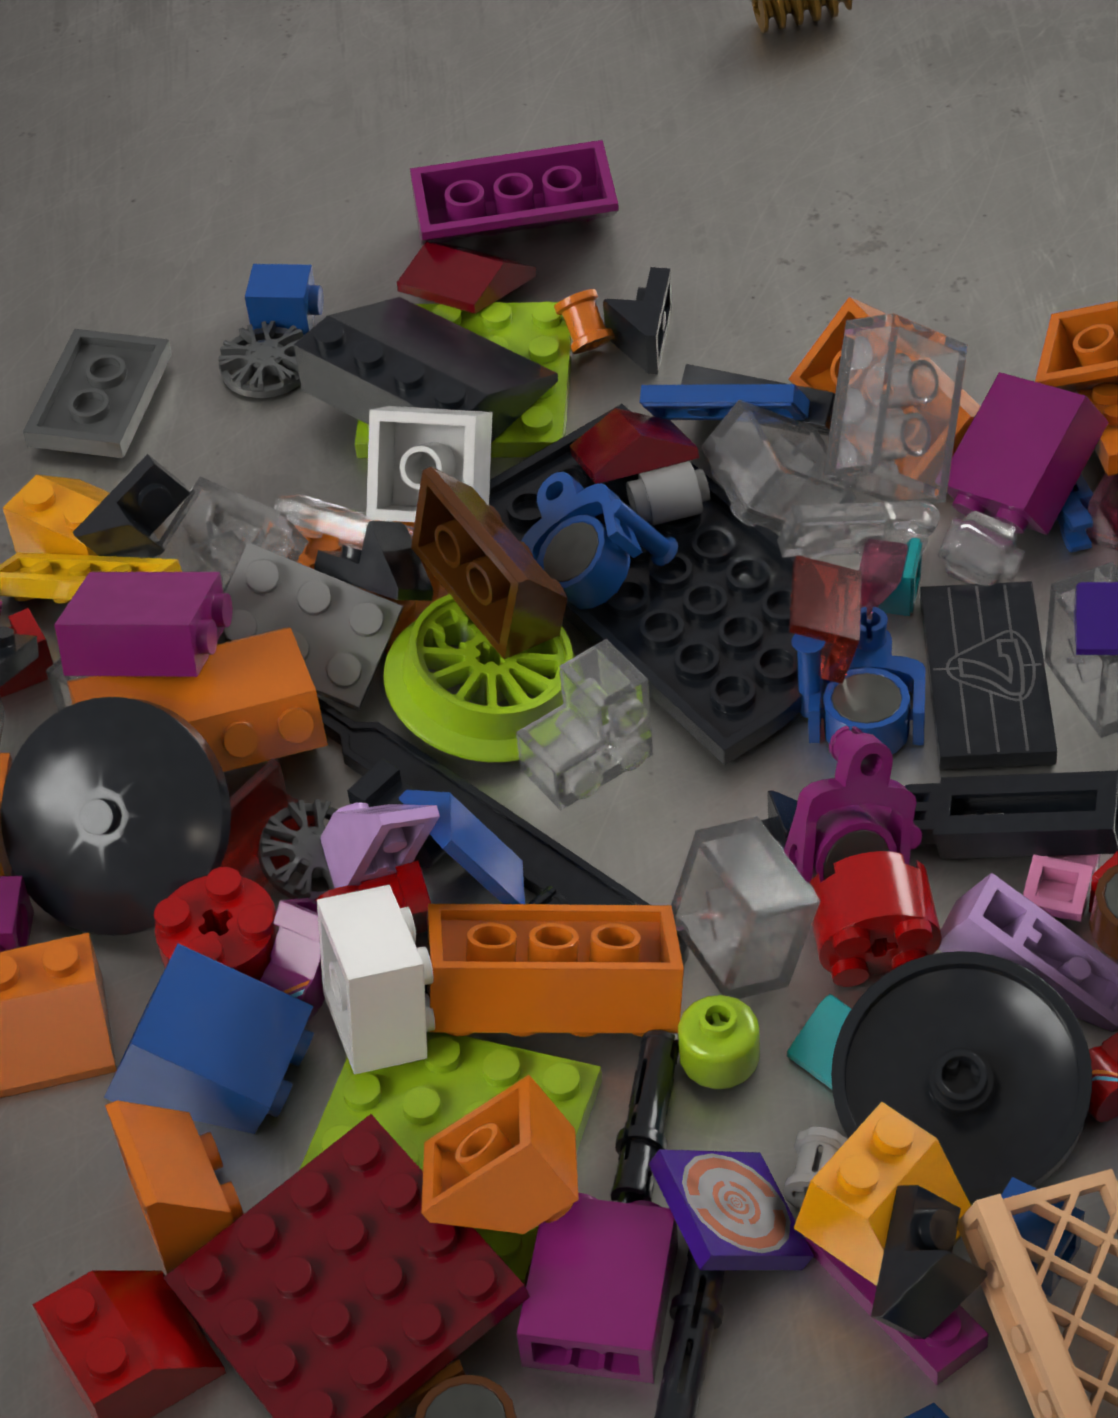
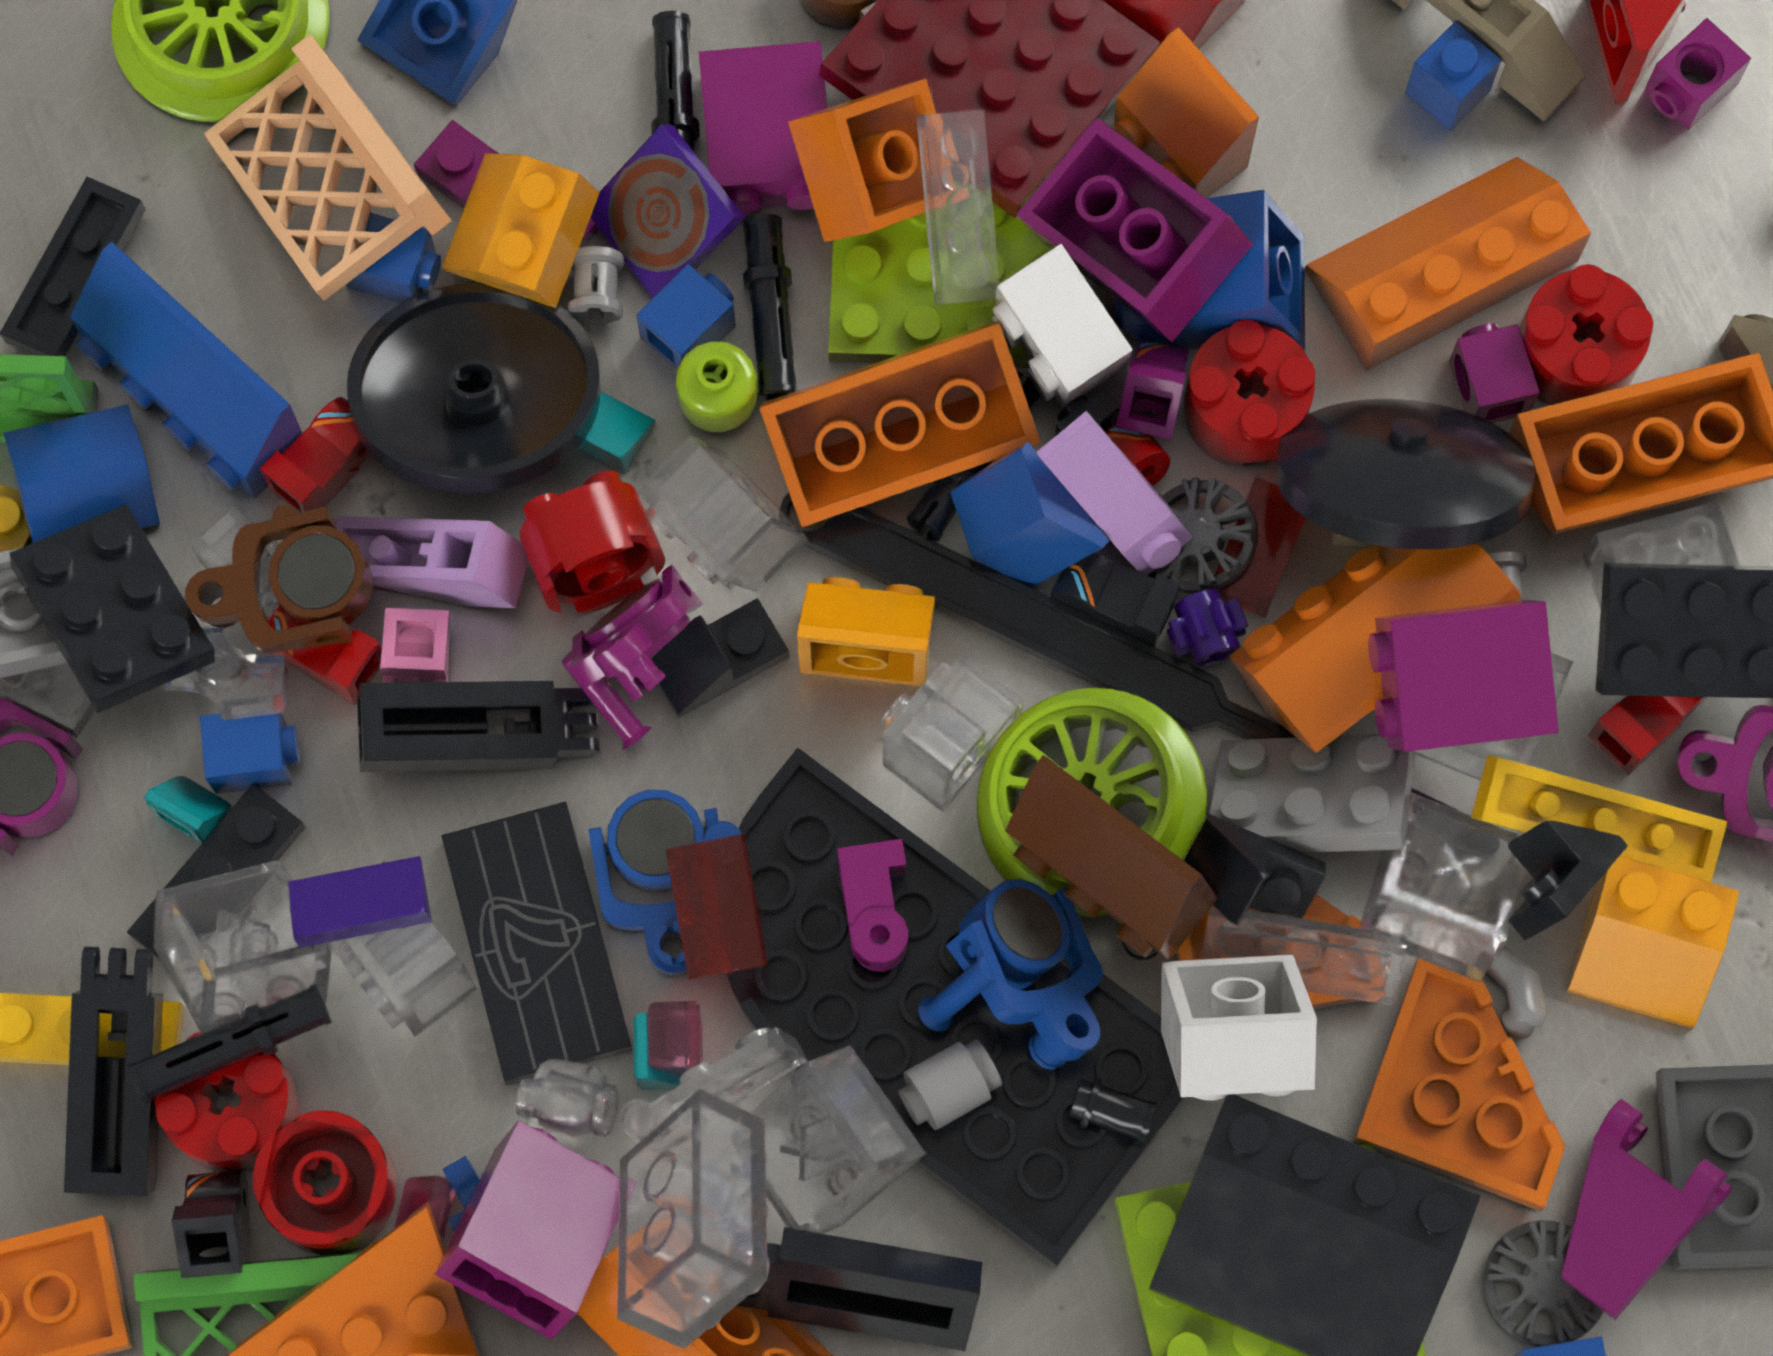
camera: 160 degrees right, 25 degrees up
(186, 364) = (1631, 1215): none -> magenta flag
(270, 1034) = (1135, 229): none -> magenta brick
(281, 449) = (1460, 1093): none -> orange plate
(333, 771) = (1207, 627): none -> dark purple gear
(430, 1112) = (958, 206): none -> clear plate
(542, 463) = (1112, 1109): none -> black pin
(629, 445) = (1009, 1144): dark red slope -> none
(636, 807) = (865, 632): none -> light orange slope
(691, 630) = (874, 927): none -> magenta leg
(716, 400) = (912, 1224): blue tile -> none
(733, 1113) = (687, 315): none -> blue brick
(918, 1271) = (475, 158): black slope -> none

